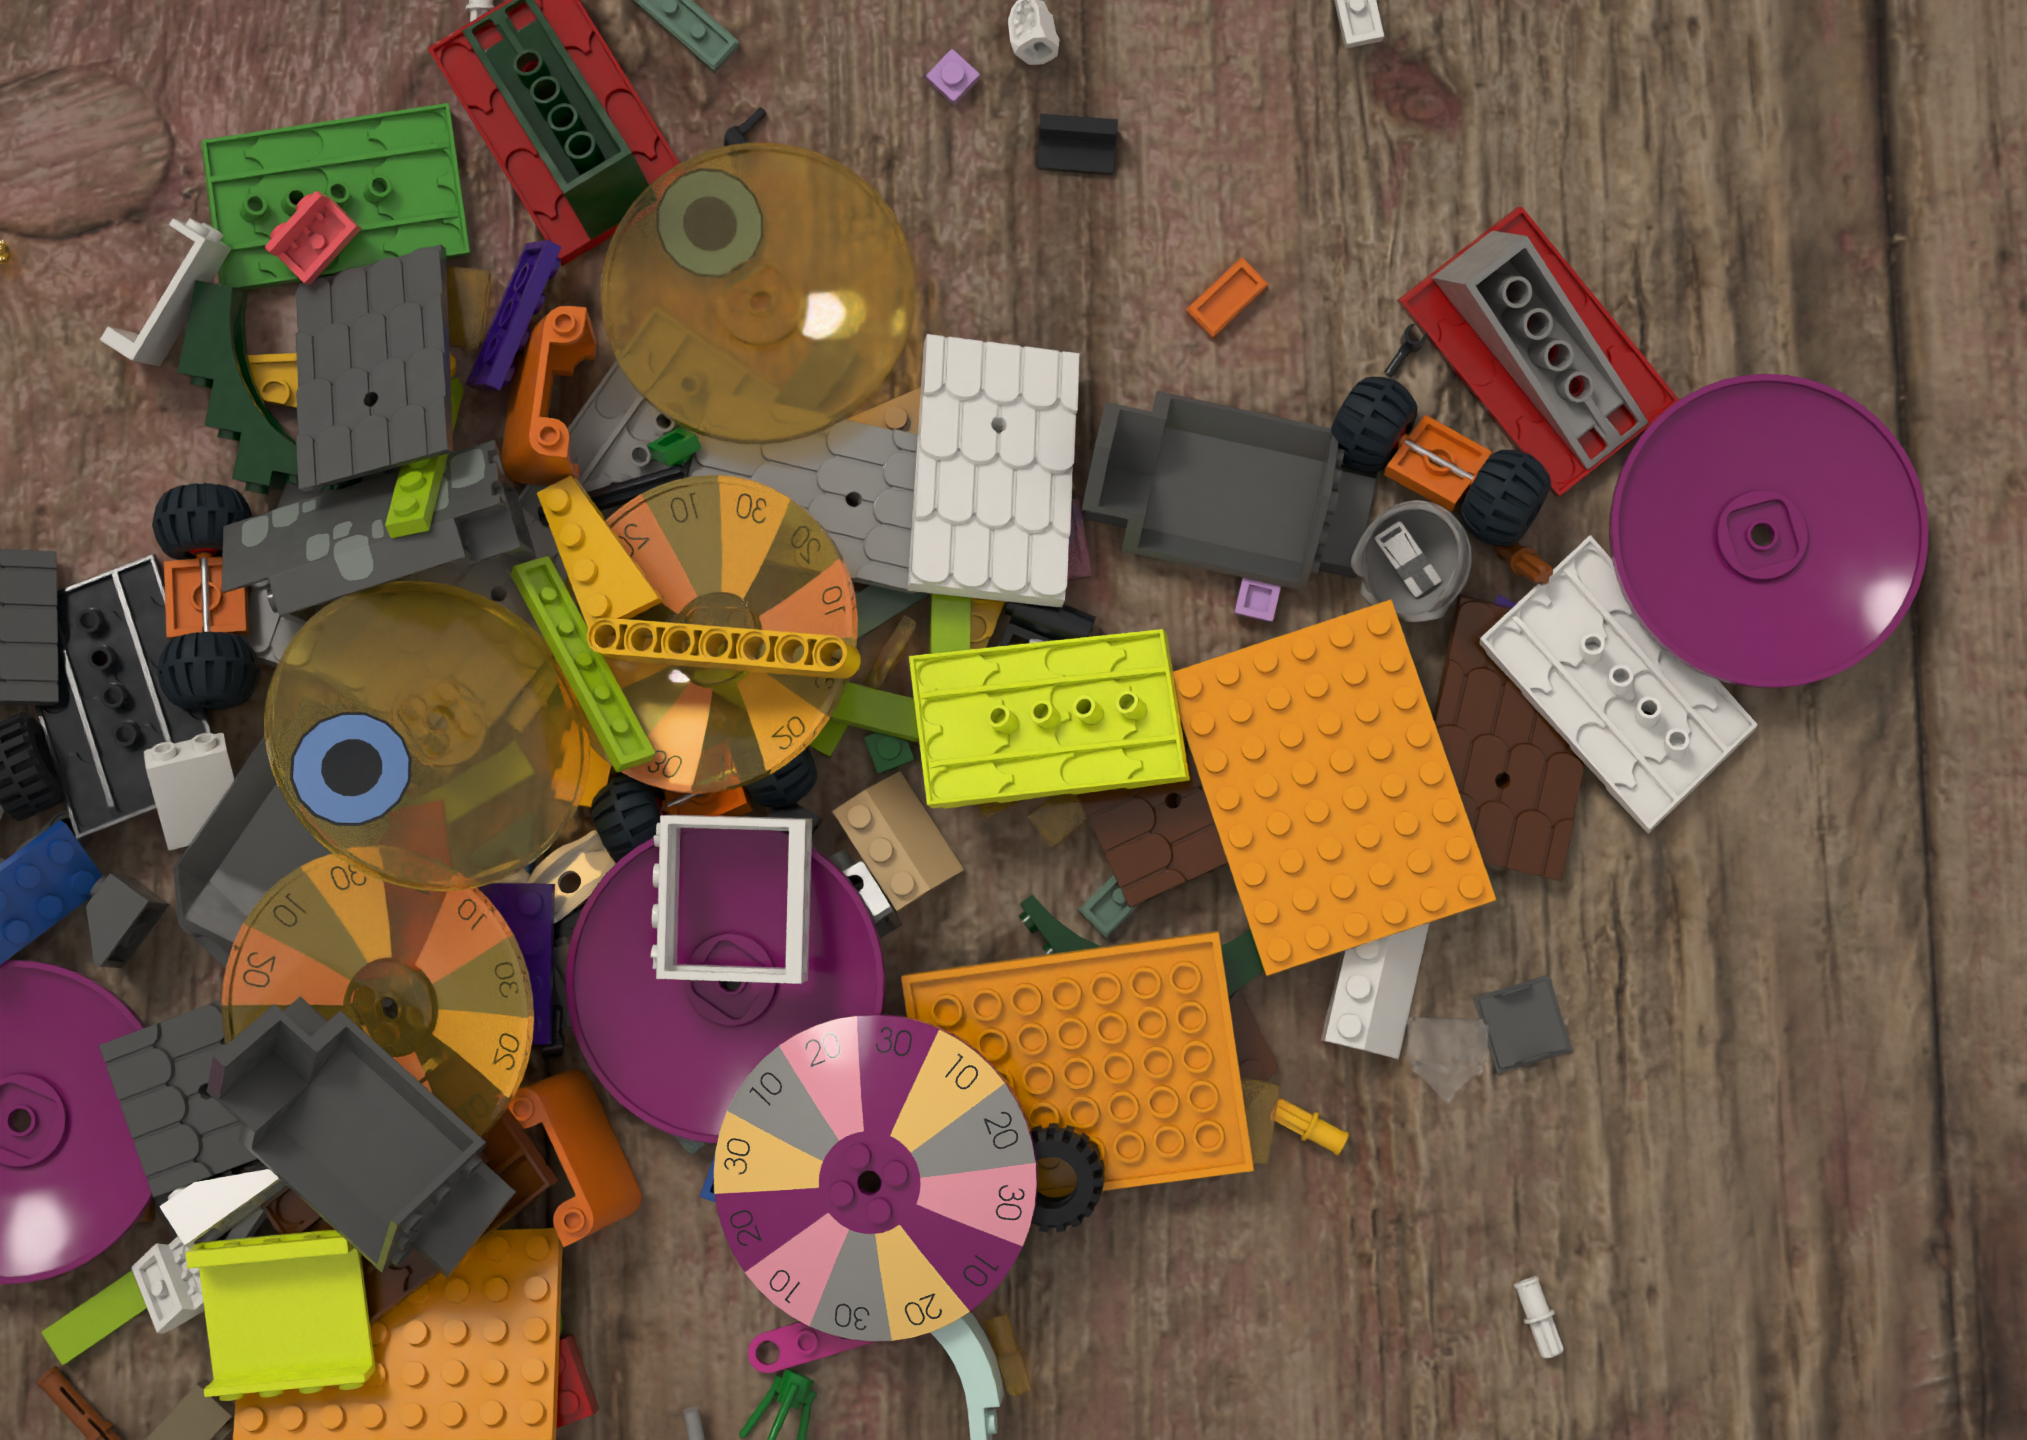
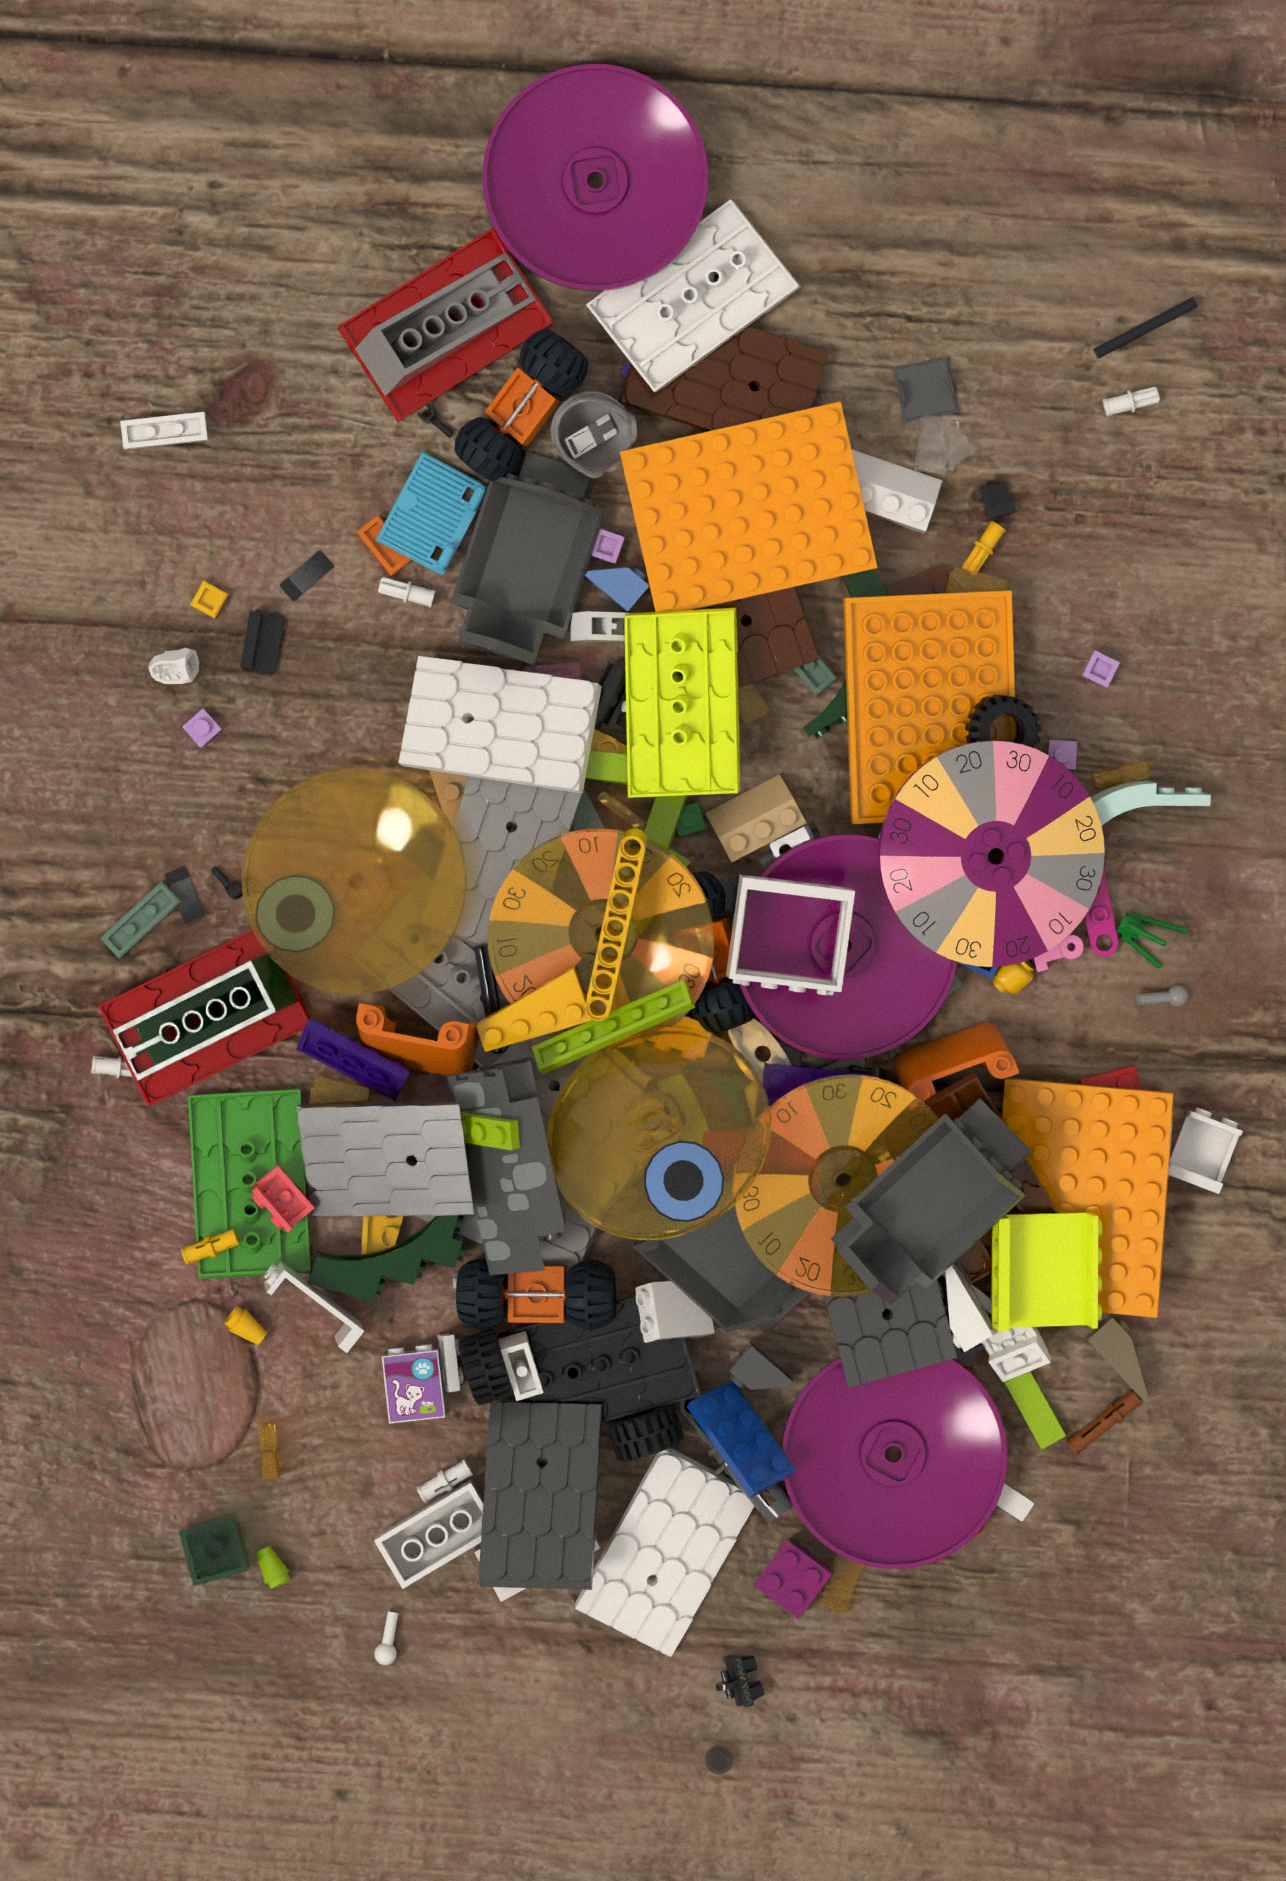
camera: 85 degrees left, 5 degrees up
(73, 444) = (413, 1384): none -> brick
(91, 495) = (448, 1351): none -> white plate
(98, 535) = (485, 1367): none -> black tyre
(104, 584) = (520, 1365): none -> white slope
(139, 209) = (244, 1325): none -> yellow cone
(242, 149) = (210, 1246): none -> yellow pin
(674, 447) = (460, 951): green plate -> none
(704, 1228) = (1013, 977): none -> yellow head
(733, 73) = (182, 887): none -> black sticker
(753, 1303) = (1069, 948): none -> bright pink leg
(1031, 1268) = (1063, 752): none -> lavender plate
(1128, 70) = (209, 599): none -> yellow tile
(1144, 595) = (598, 626): none -> white slope
(1155, 1310) = (1100, 669): none -> lavender plate
(1166, 333) = (406, 591): none -> white axle
(1174, 198) = (306, 575): none -> black sticker
(1205, 622) = (620, 585): none -> medium blue slope
(1277, 356) = (431, 513): none -> medium azure window
(1378, 1138) = (996, 500): none -> black panel
(1525, 562) = (601, 352): dark orange axle -> none
(1645, 1328) = (1145, 328): none -> black bar

